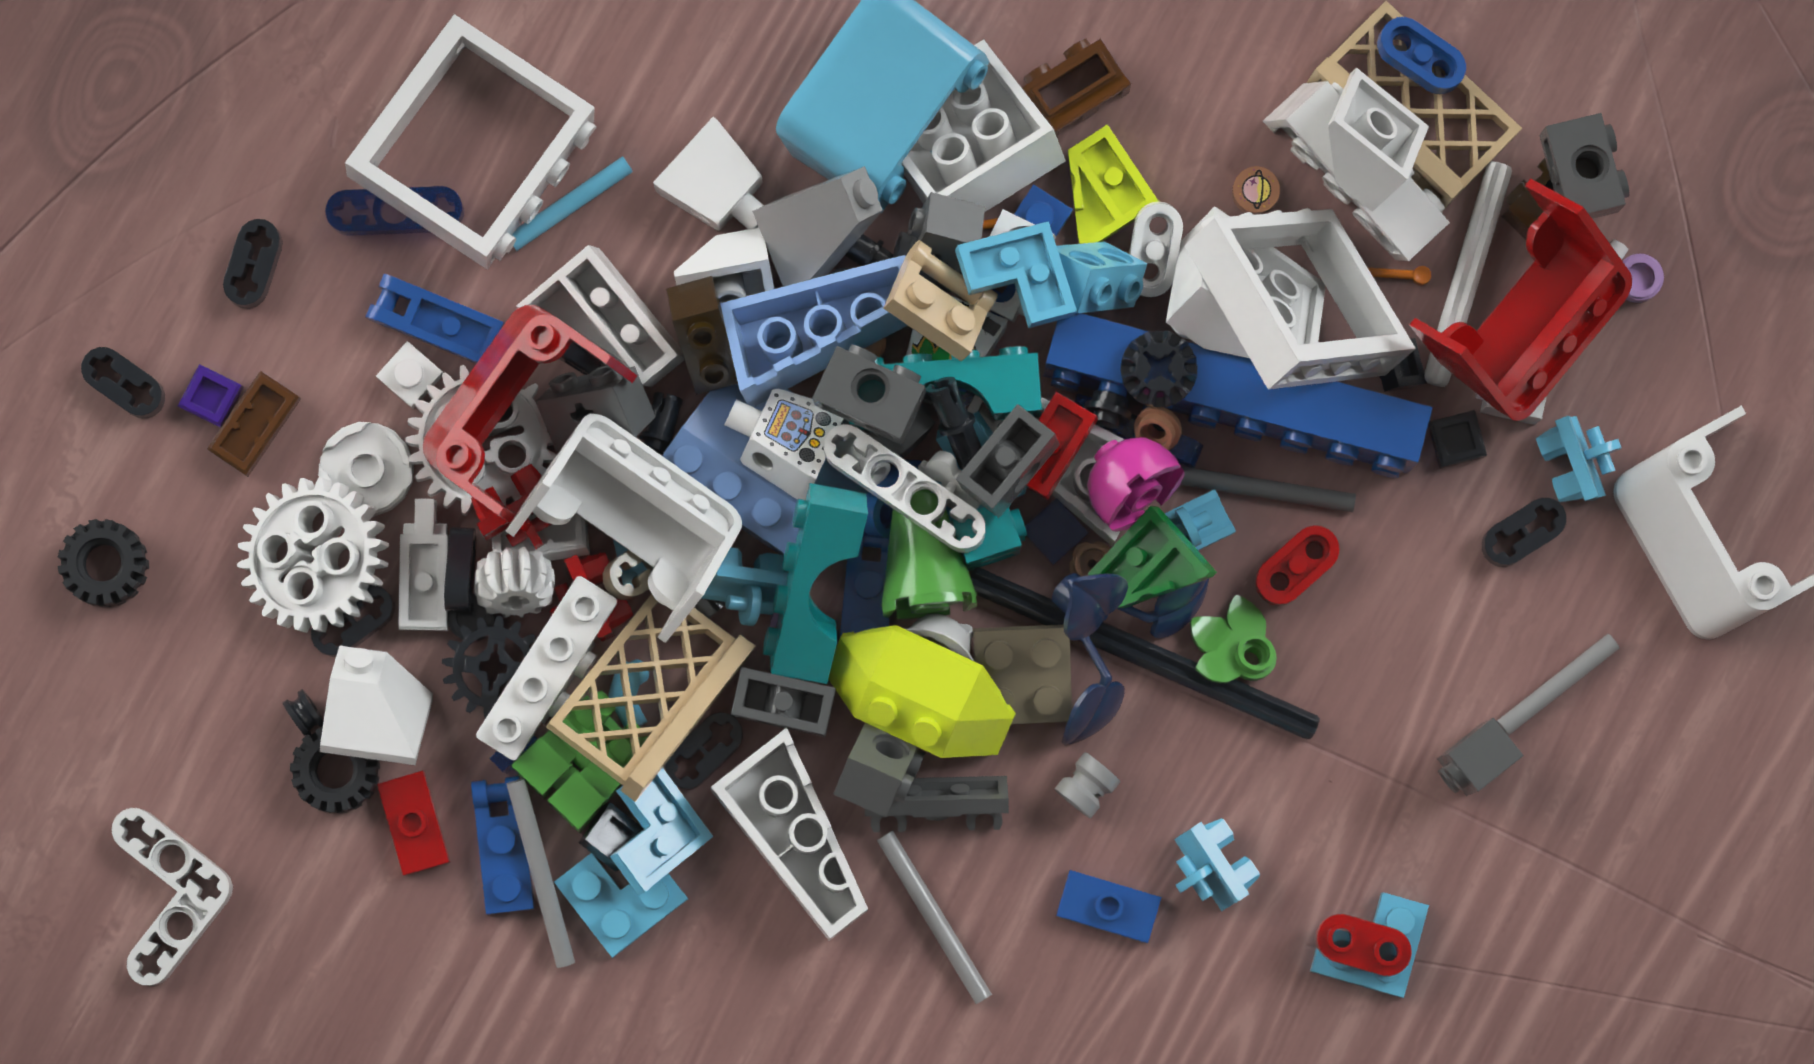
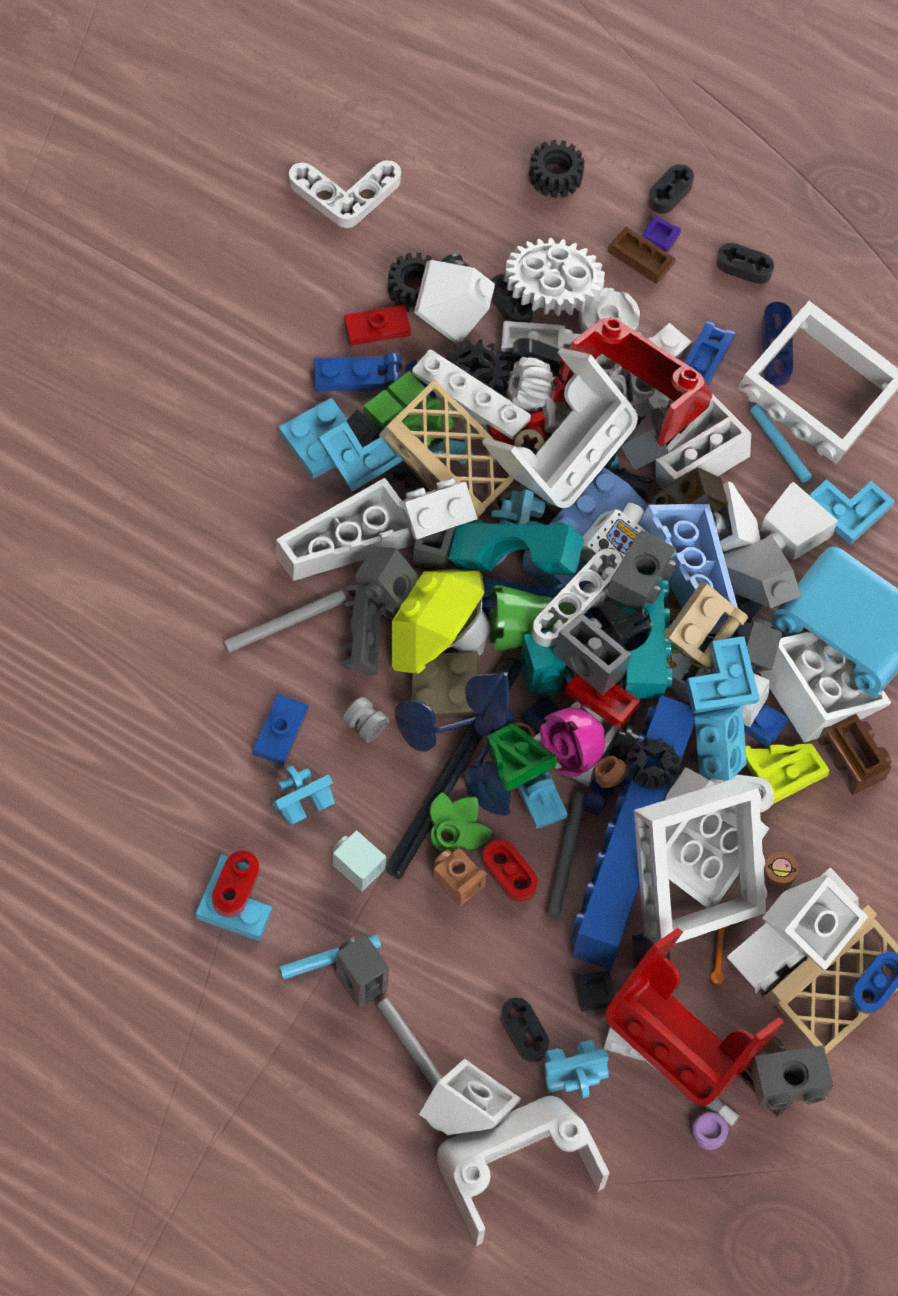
camera: 90 degrees right, 20 degrees down
(540, 873) = (337, 388): light grey bar -> none
(688, 96) = (853, 514): none -> medium azure plate
(763, 702) = (438, 509): none -> white bracket
(1304, 778) = (358, 860): none -> light aqua brick
(1327, 622) = (458, 886): none -> nougat brick
(1444, 805) = (316, 961): none -> medium azure bar
(1471, 259) = (732, 1013): white axle -> none
(1639, 597) = (467, 1101): none -> white slope

